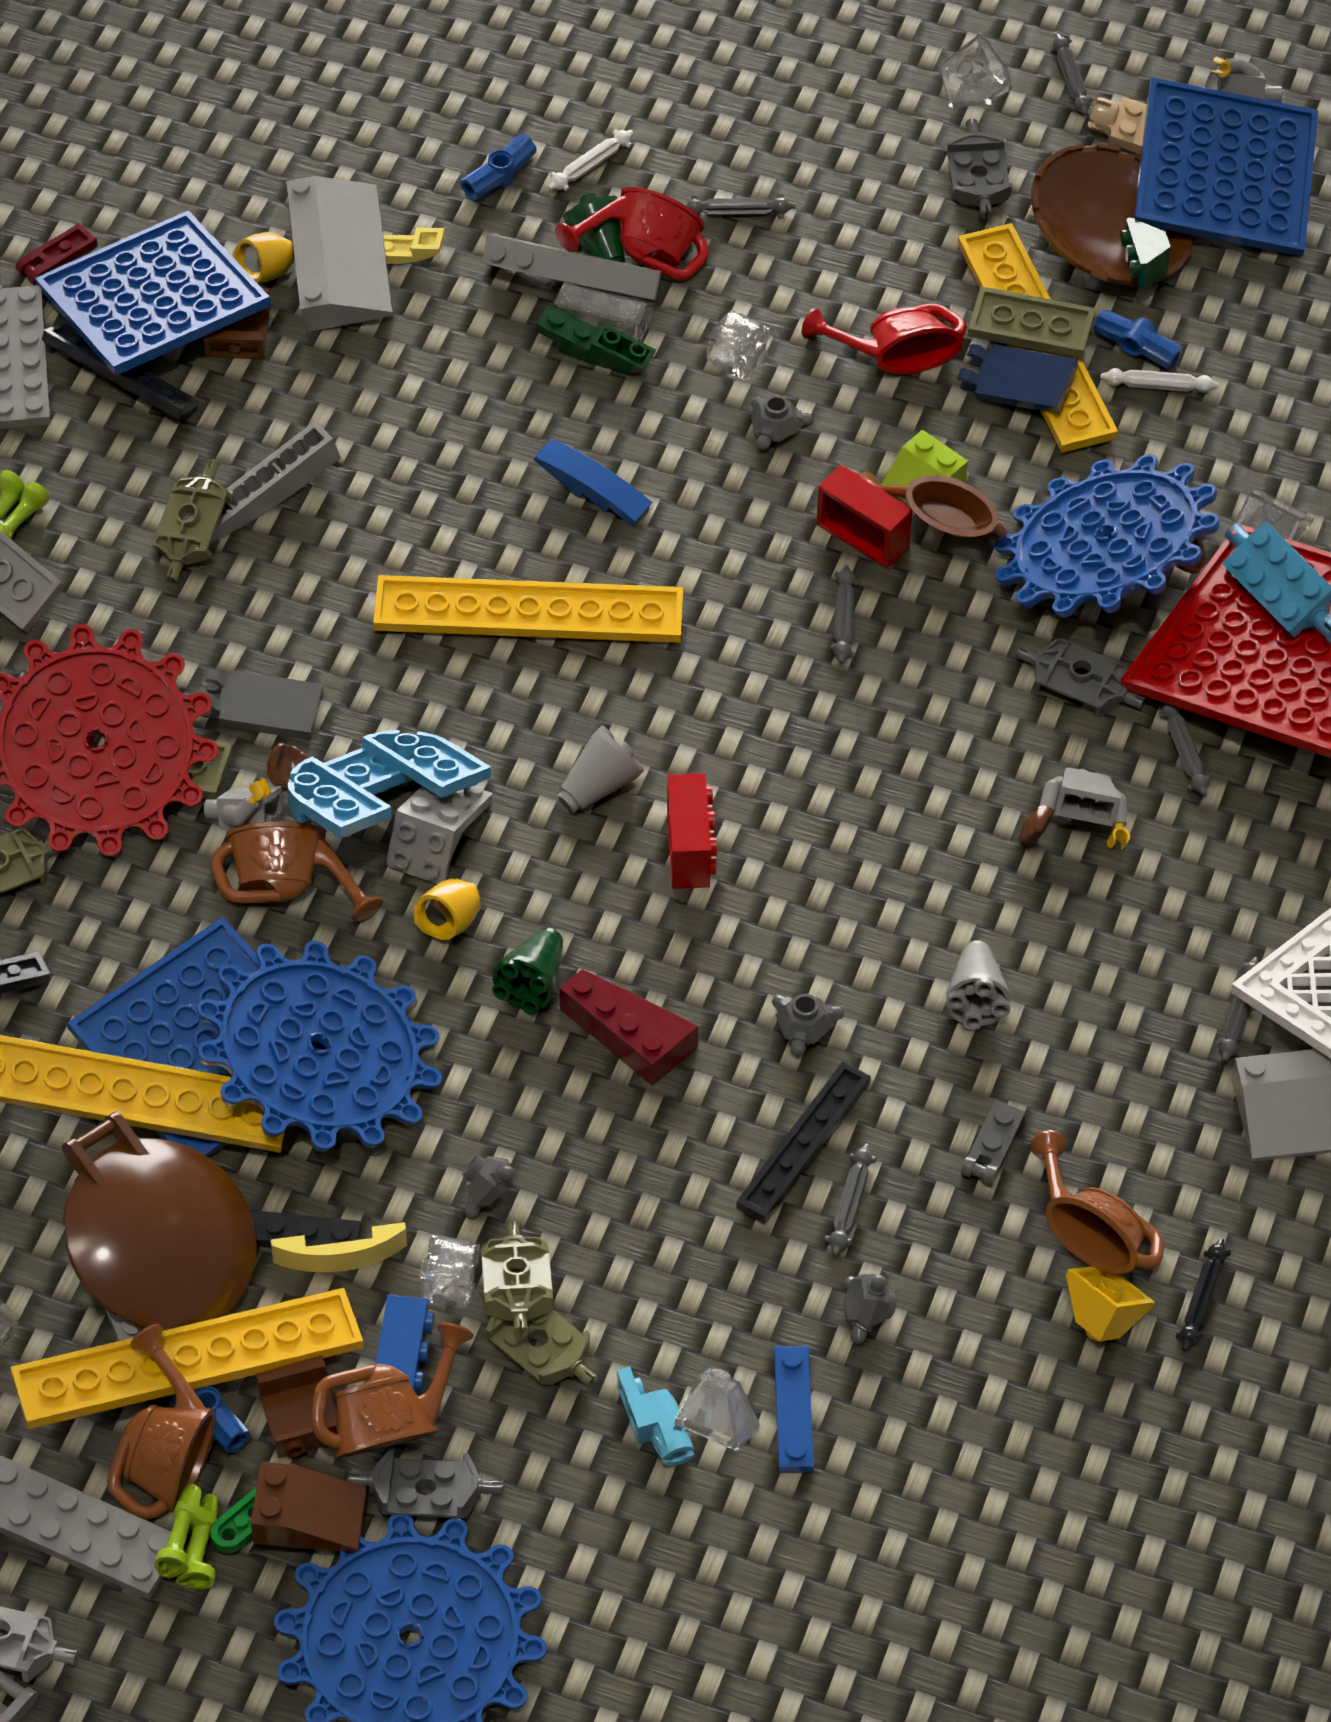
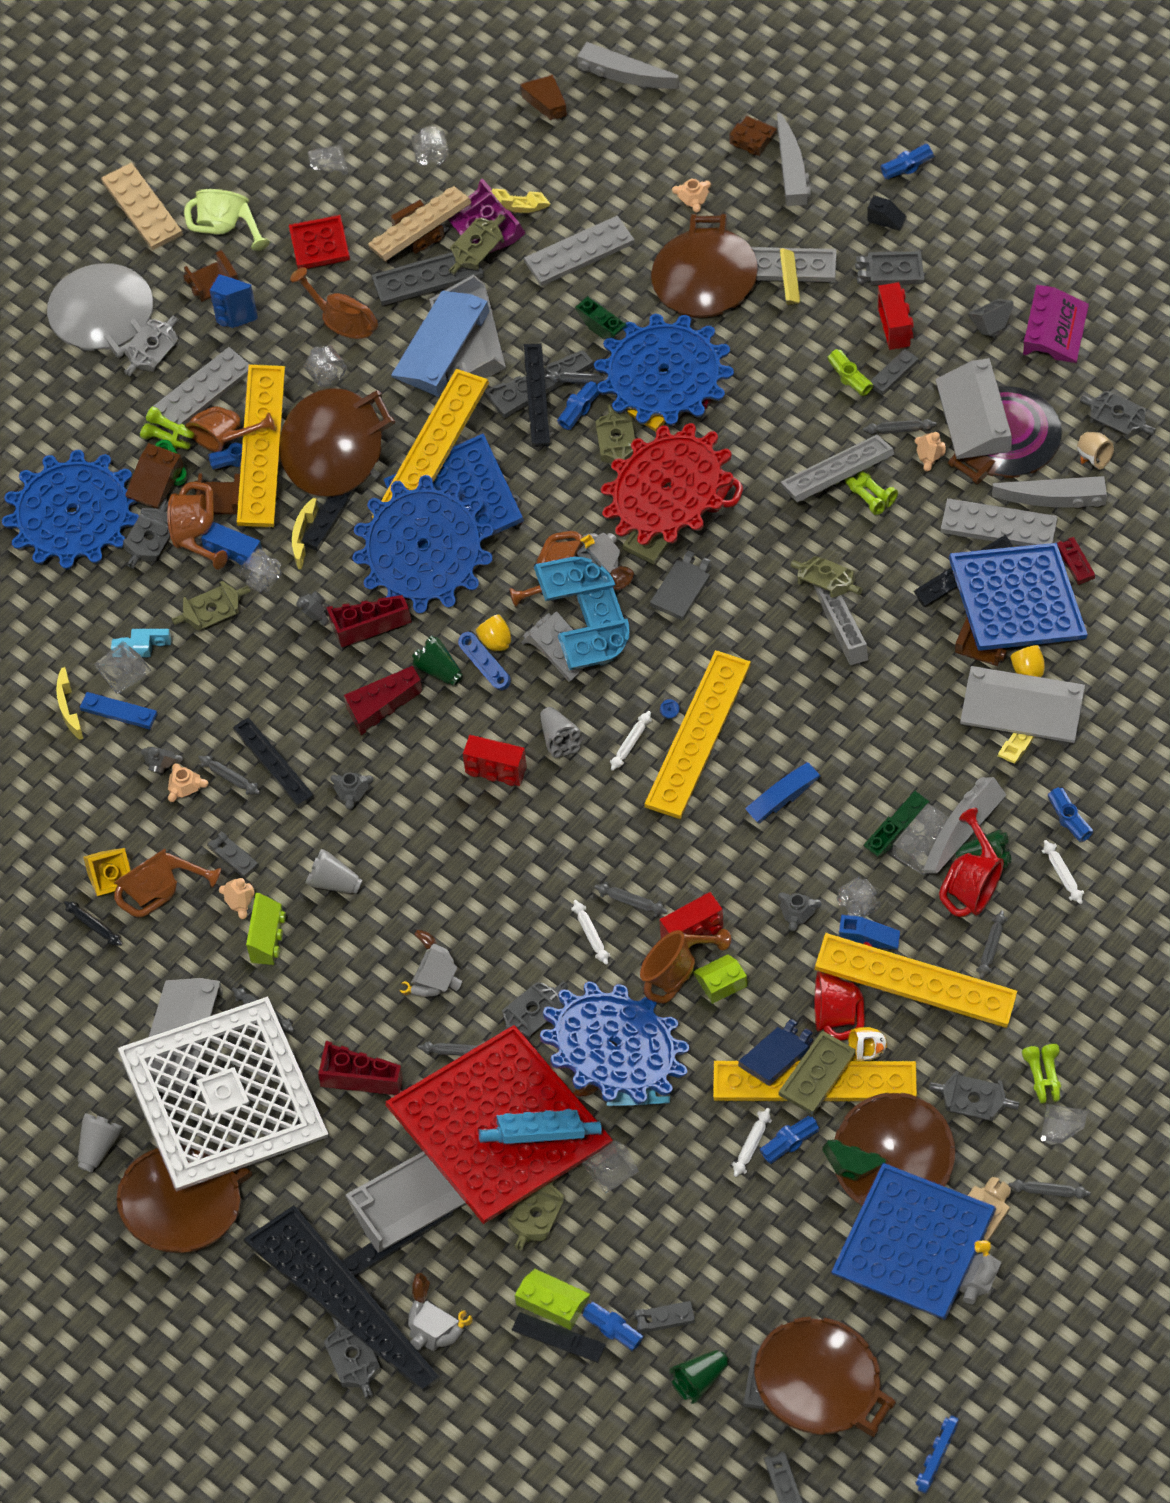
camera: 115 degrees right, 5 degrees up
(490, 1095) = (368, 618): none -> dark red wedge
(497, 655) = (669, 709): none -> blue tile
(501, 913) = (484, 661): none -> blue plate
(521, 1294) = (258, 609): olive plate -> none
(571, 689) = (630, 741): none -> white wheel
(783, 1506) = (63, 688): none -> light yellow slope
(787, 336) = (864, 930): none -> blue slope
(840, 258) = (916, 980): none -> yellow plate
(895, 1254) = (184, 782): none -> light nougat rock
(920, 645) = (590, 932): none -> white wheel
(929, 101) = (1048, 1054): none -> lime piece
(959, 285) = (867, 1042): none -> piece
(1067, 1100) = (238, 895): none -> light nougat rock
(1115, 1042) = (265, 930): none -> lime slope
(1290, 849) = (357, 1071): none -> dark red wedge

